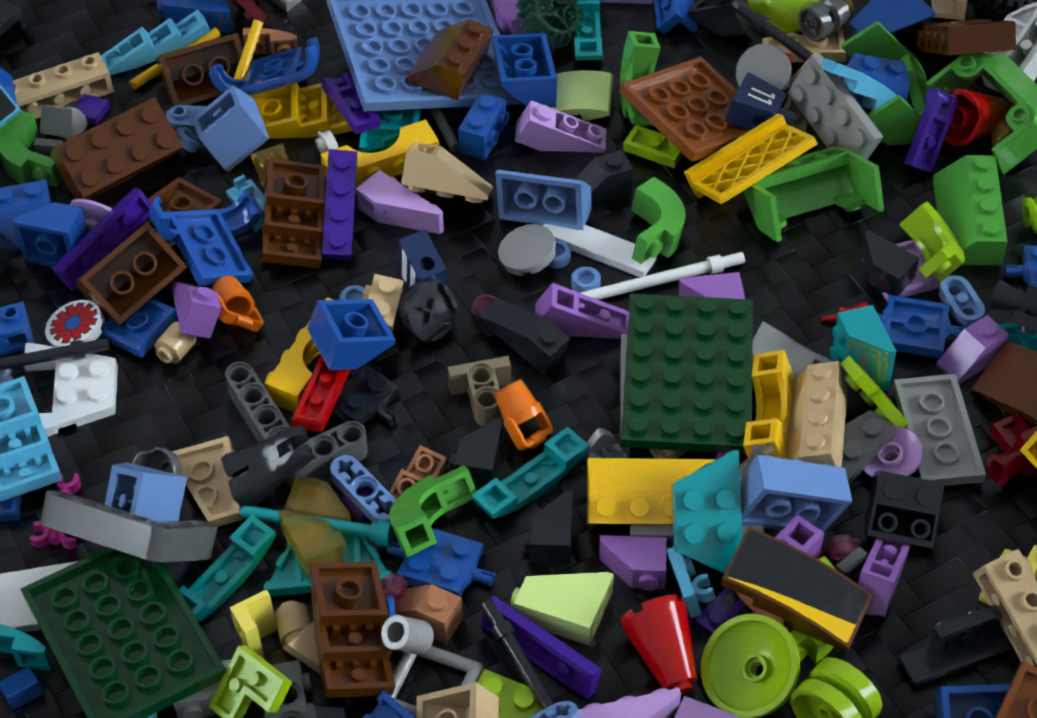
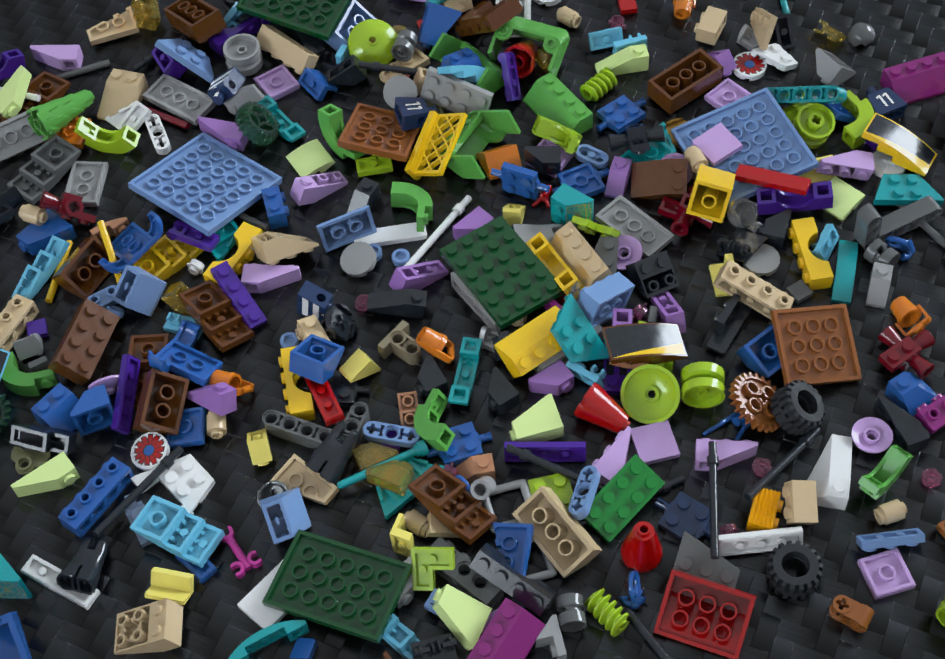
camera: 35 degrees left, 5 degrees up
(128, 531) = (289, 536): dark grey beam -> none
(196, 402) = (259, 447): none -> light yellow slope
(231, 569) = (357, 515): teal slope -> none
(404, 380) = (358, 366): none -> light yellow slope
(452, 58) = (230, 179): reddish brown slope -> none
(526, 67) = (274, 160): blue slope -> none
(782, 311) = (514, 213): none -> light yellow slope
(825, 272) = (520, 180): none -> blue plate
(826, 236) = (497, 156): none -> orange slope

